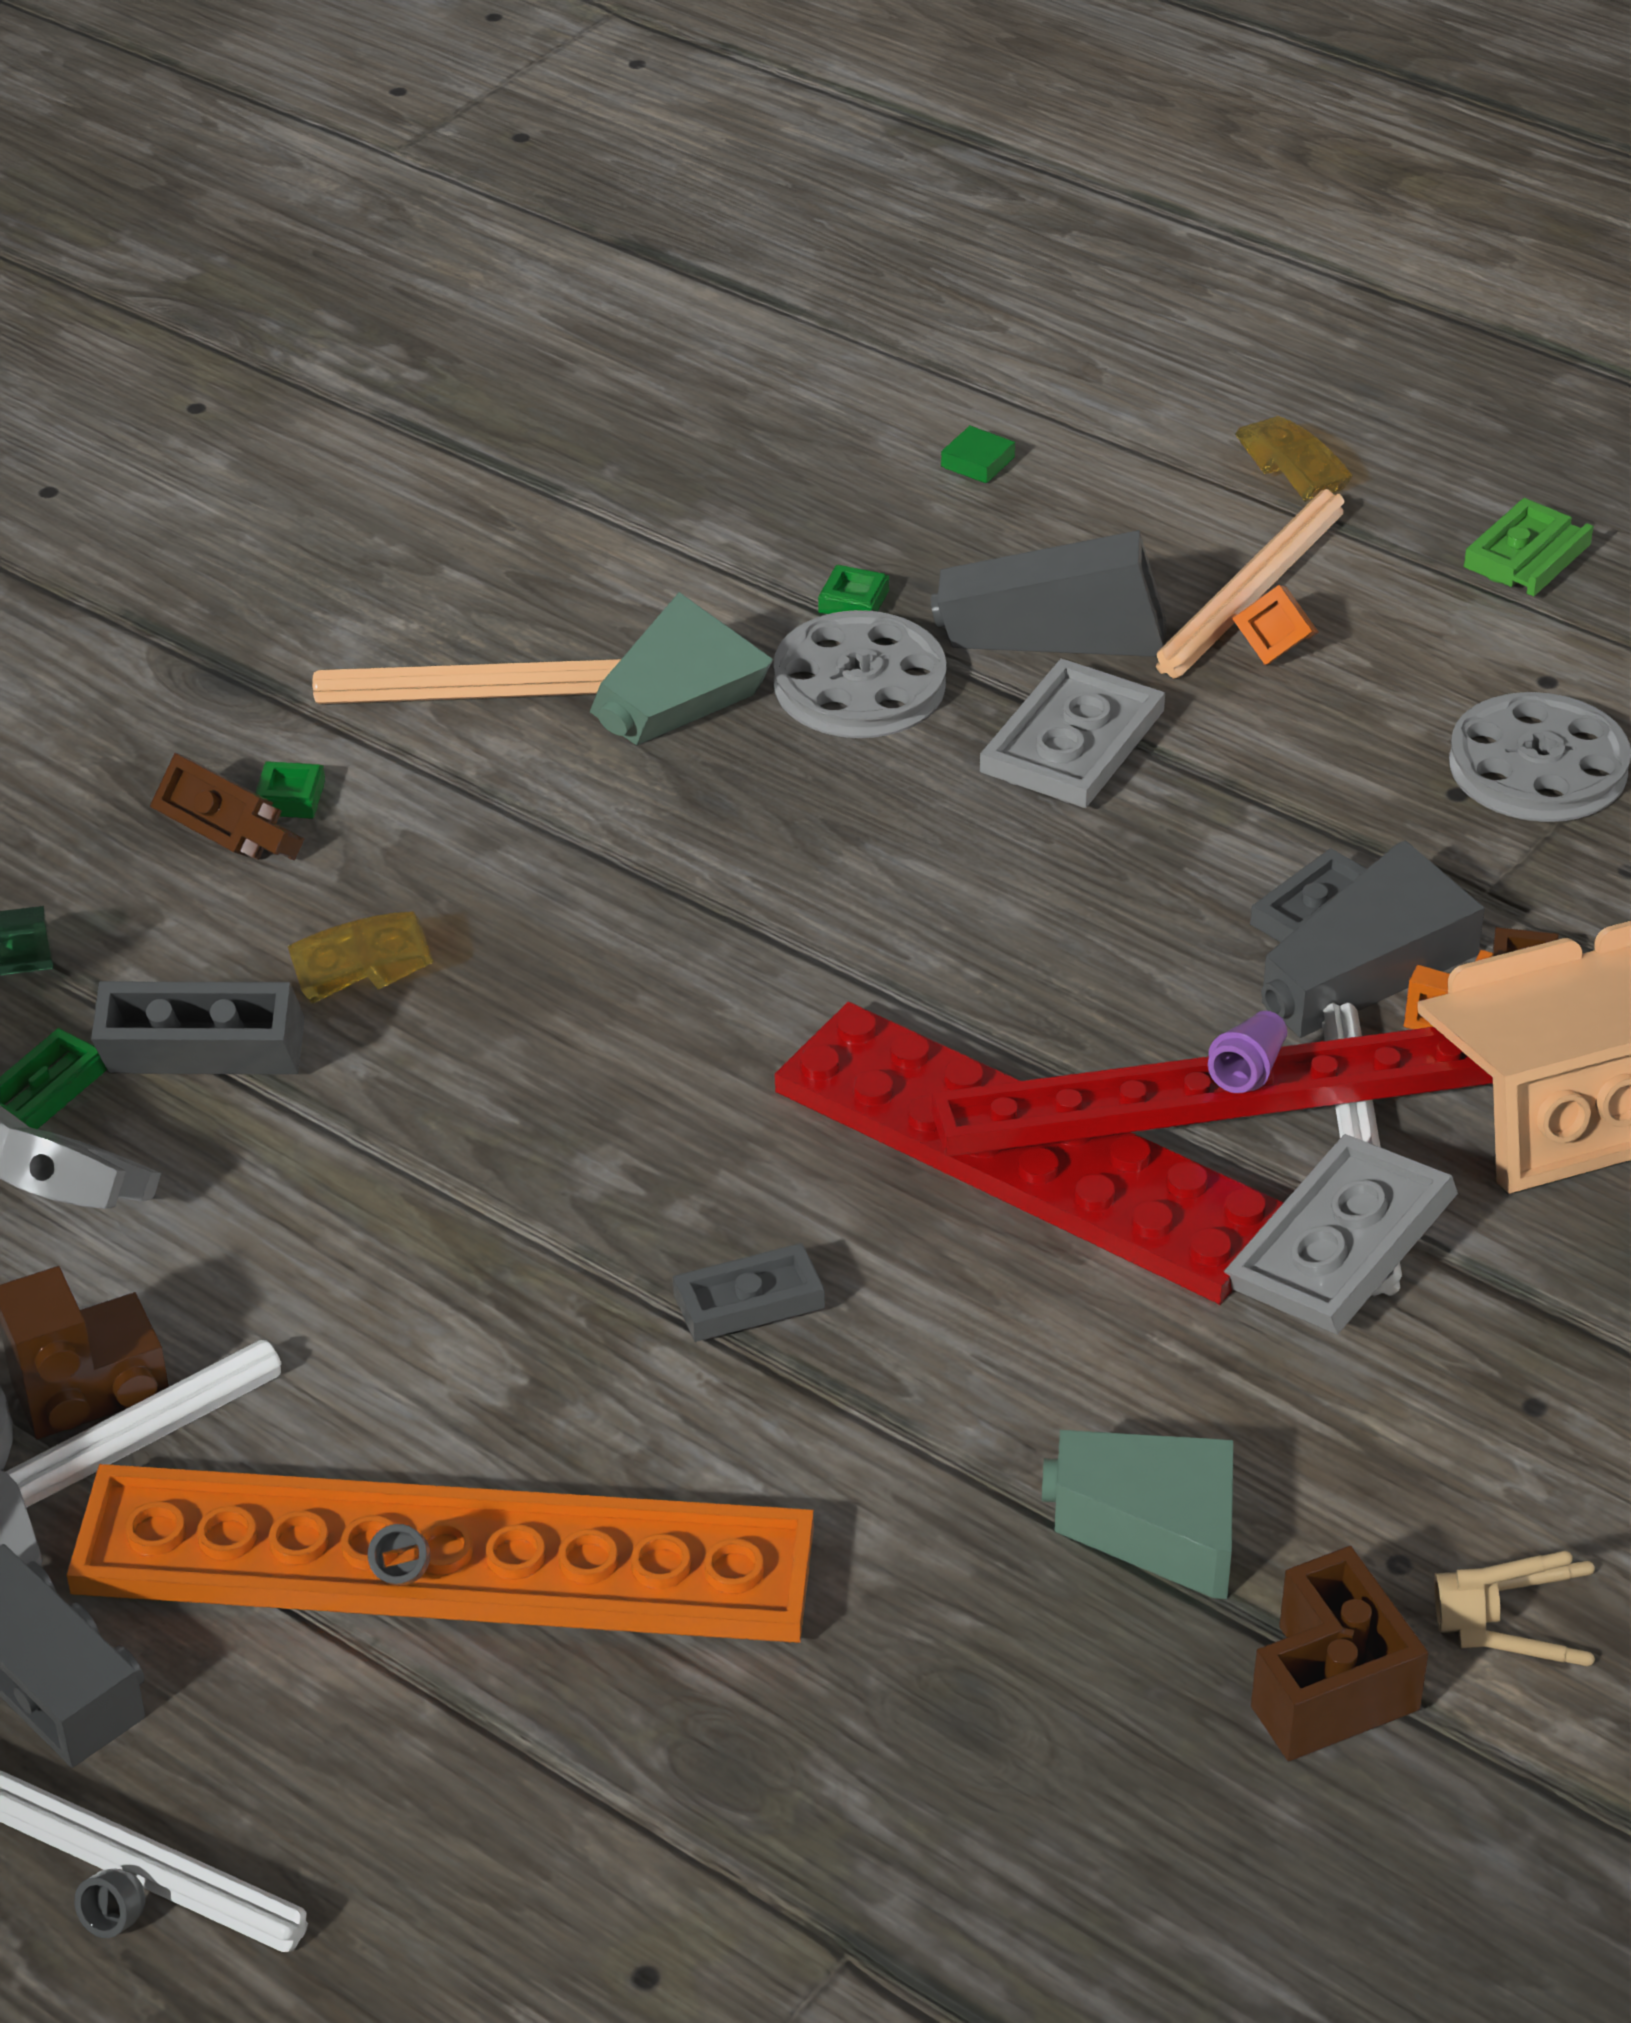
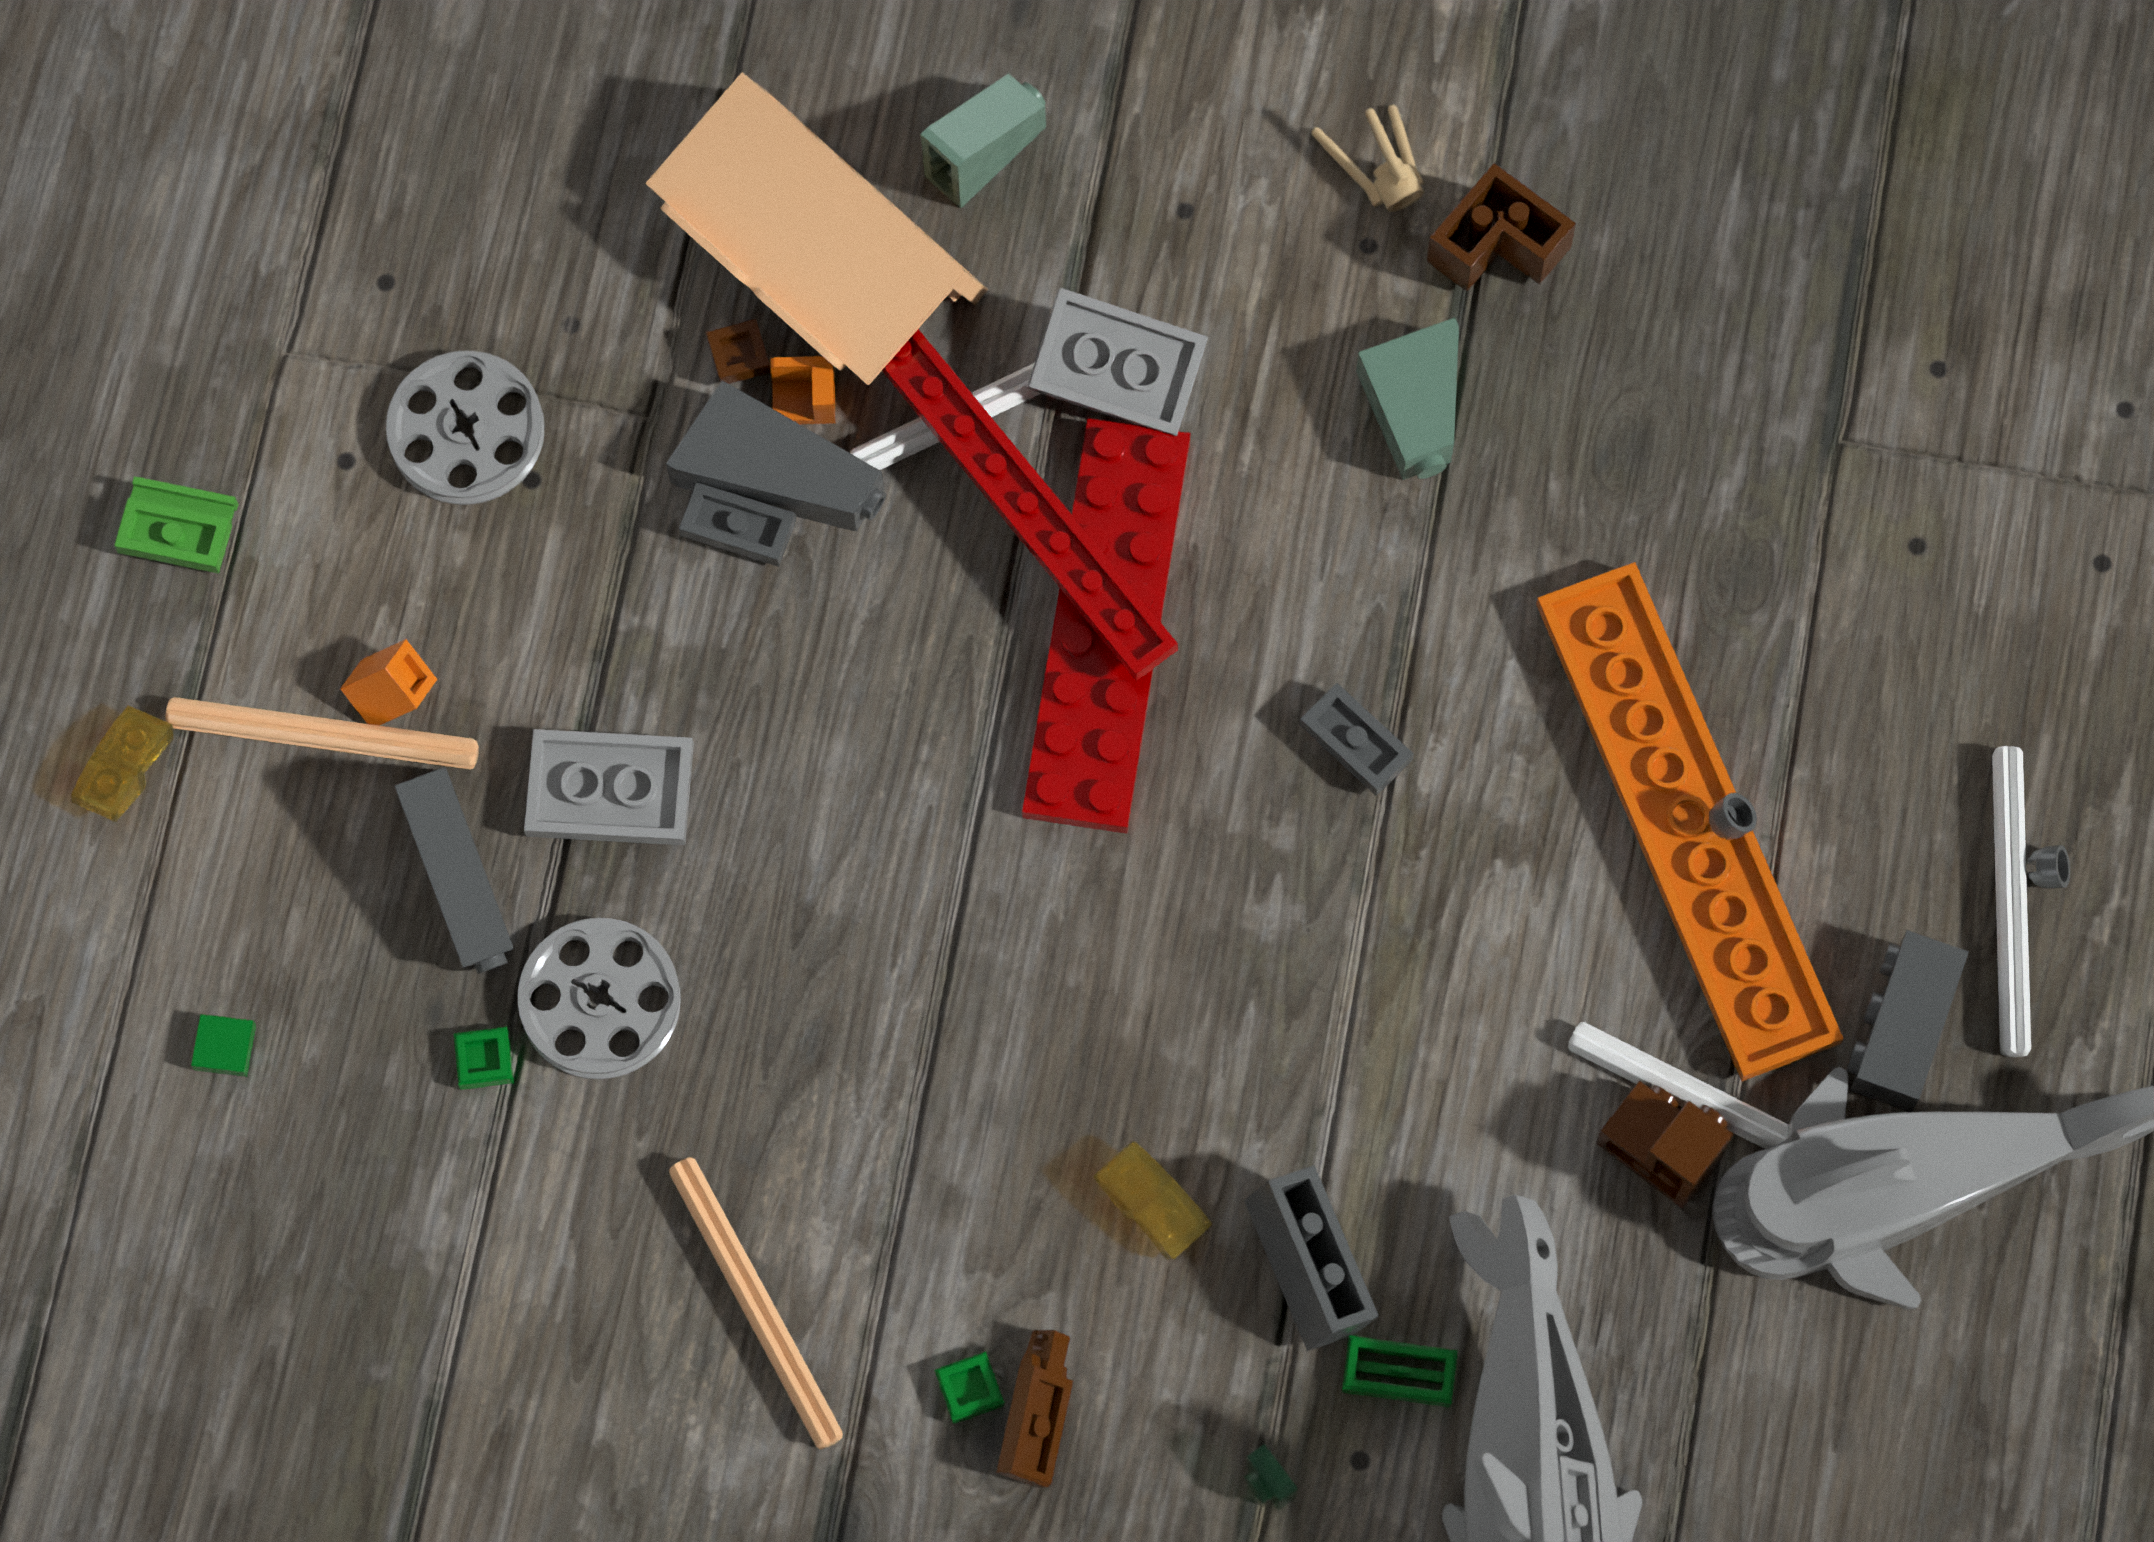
camera: 115 degrees left, 30 degrees up
(678, 674) = (704, 1125): sand green slope -> none
(1245, 1054) = (998, 464): medium lavender cone -> none

